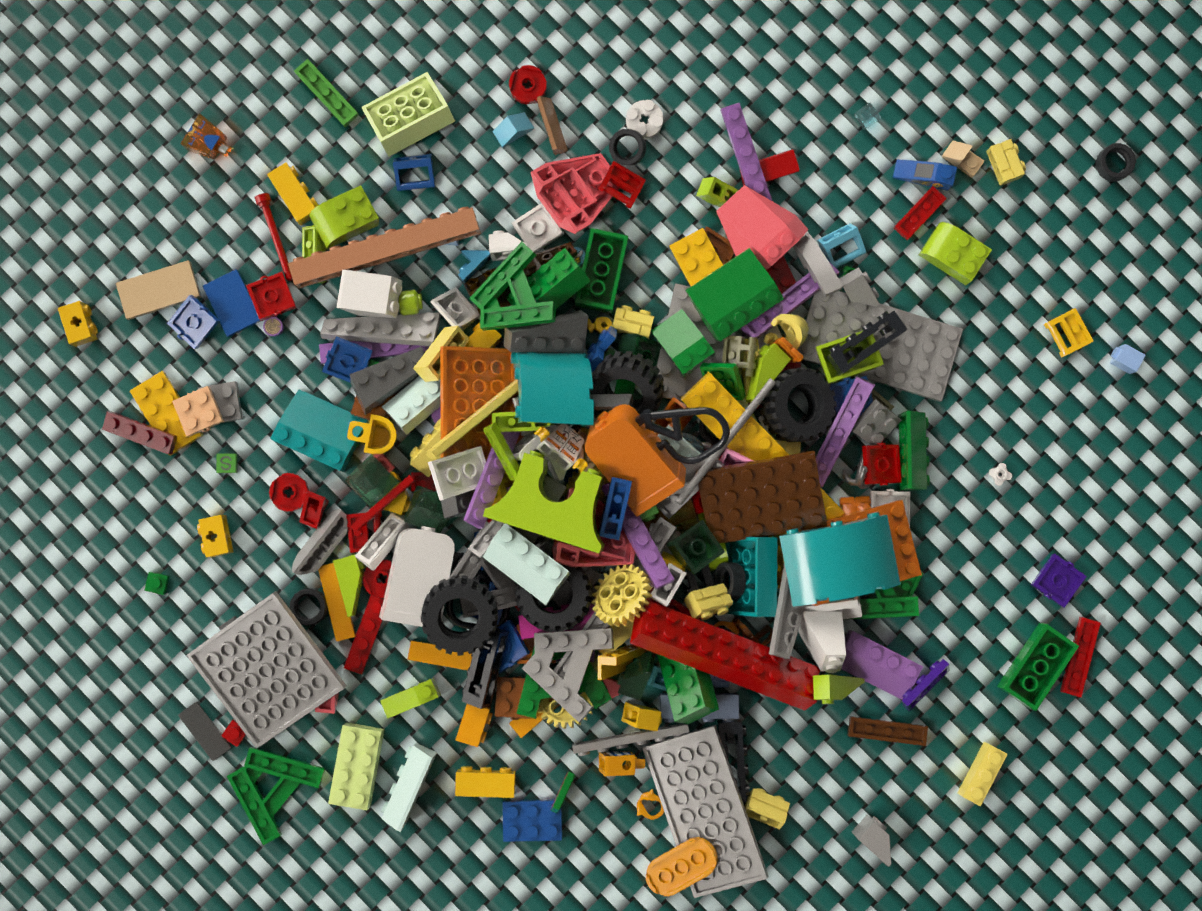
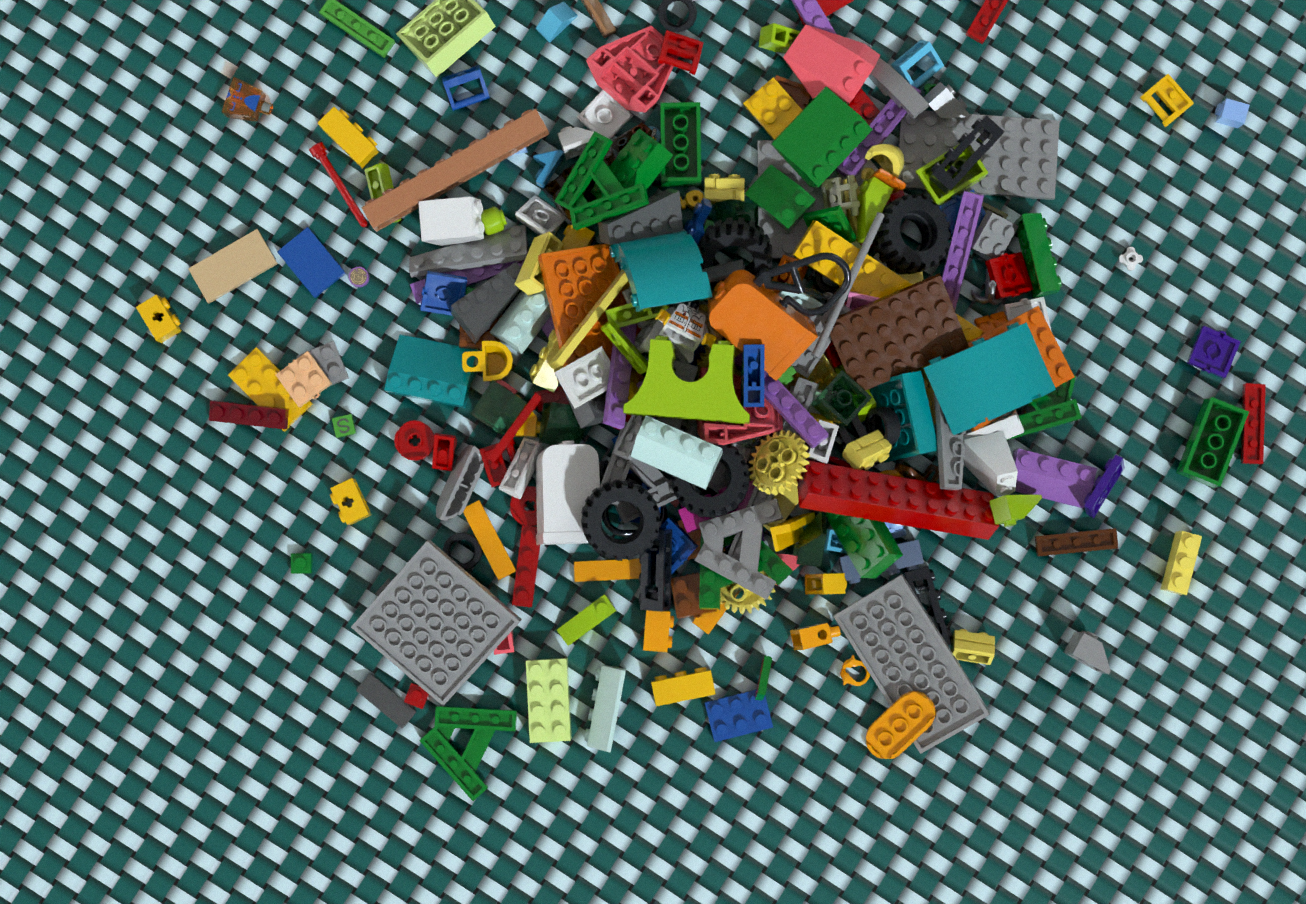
camera: 10 degrees left, 0 degrees up
(193, 322) = (276, 290): plate -> none
(271, 296) = (350, 246): red plate -> none
(344, 217) = (406, 148): lime brick -> none
(350, 578) = (497, 511): lime slope -> none
(622, 741) = (811, 613): light grey plate -> none
(624, 387) = (730, 255): green plate -> none
(955, 252) = (1033, 45): lime brick -> none

